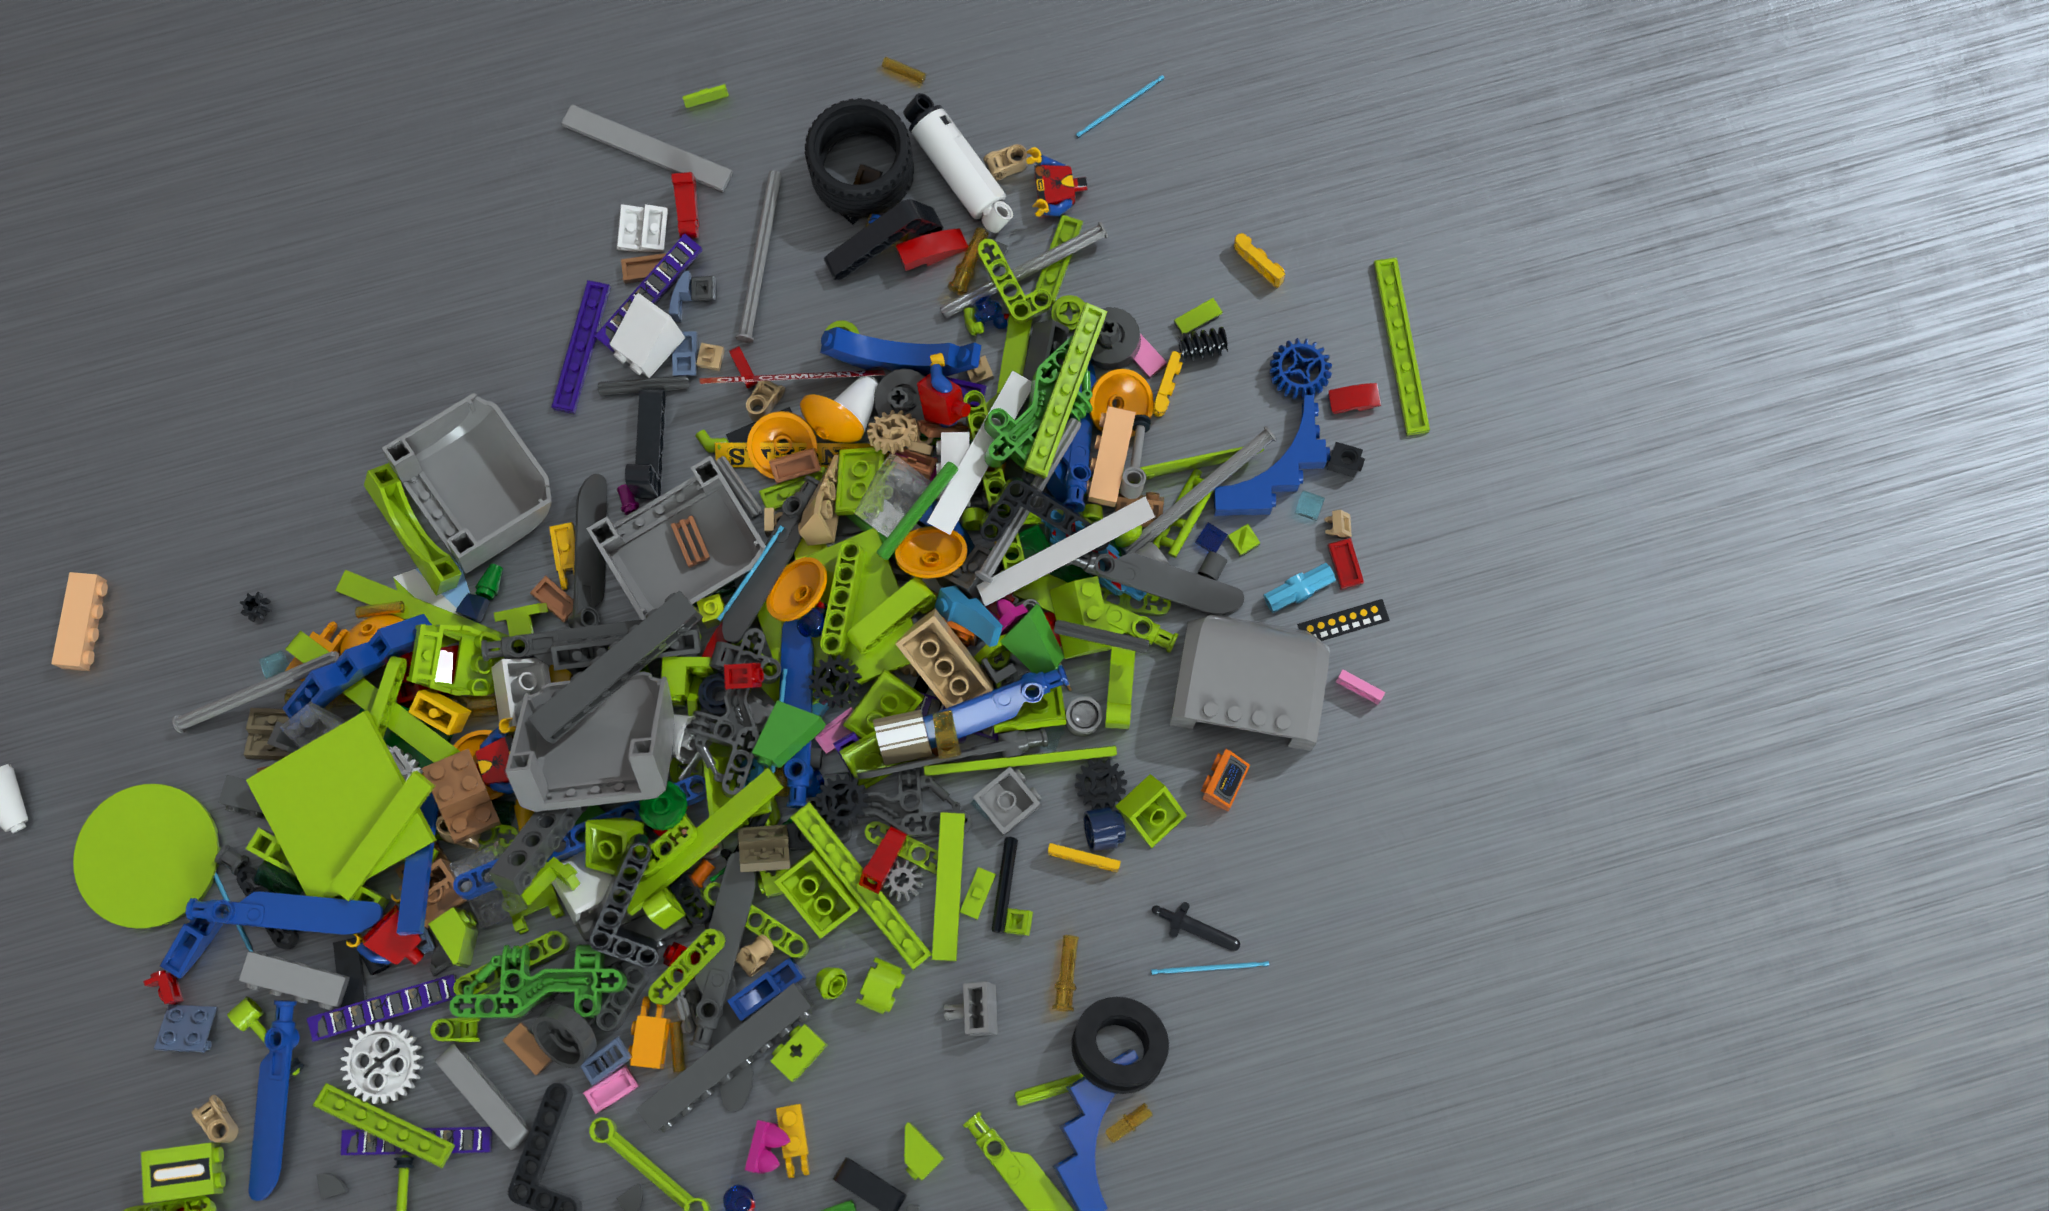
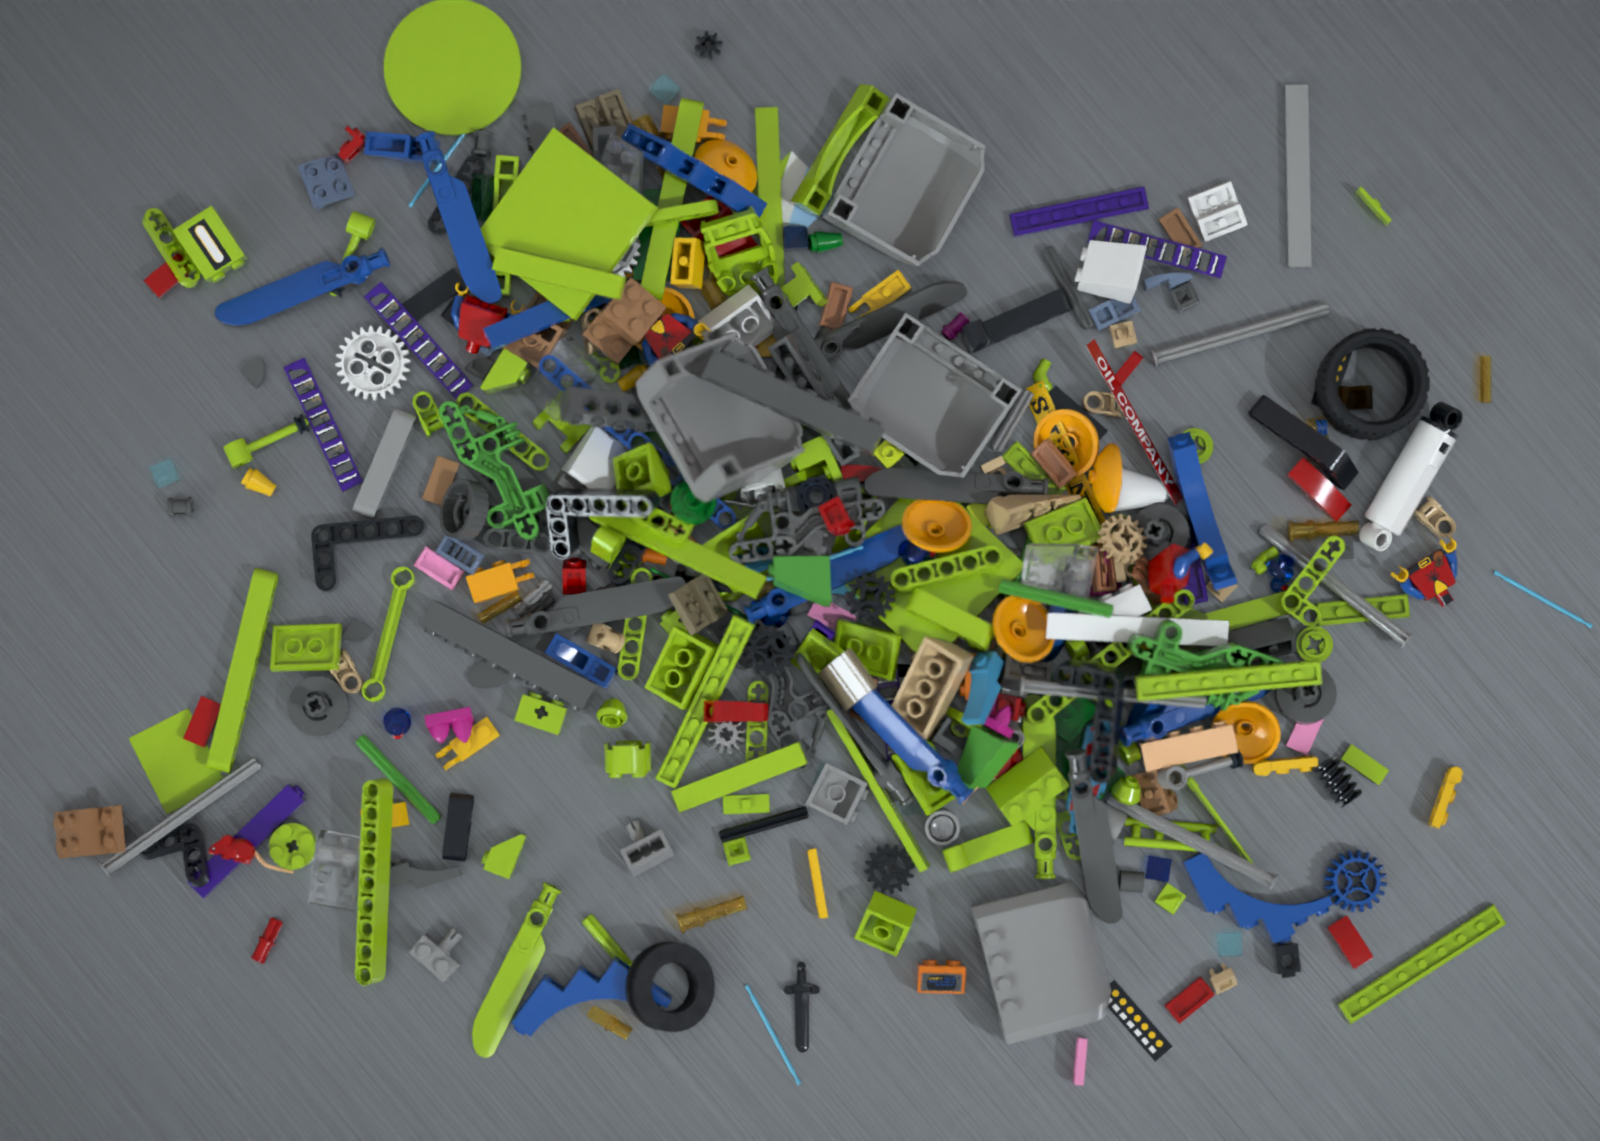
camera: 60 degrees right, 10 degrees up
(212, 1117) = (264, 245): tan piece -> none
(253, 692) = (633, 90): light grey axle -> none
(294, 979) = (407, 254): light grey wedge -> none
(380, 609) = (755, 157): clear yellow piece -> none
(384, 1125) = (323, 391): lime tile -> none
(546, 875) = (598, 445): lime bracket -> none
(683, 523) = (955, 387): nougat tile -> none
(684, 963) = (570, 582): lime beam -> none
(686, 204) = (1255, 243): red leg -> none
(750, 573) = (929, 472): medium azure piece -> none
(946, 734) = (867, 717): clear yellow leg -> none
(1066, 551) = (1076, 749): white sticker -> none
(1101, 636) = (1015, 814): dark grey axle -> none
(1103, 829) = (850, 889): dark blue piece -> none
(1299, 587) = (1147, 968): medium azure piece -> none

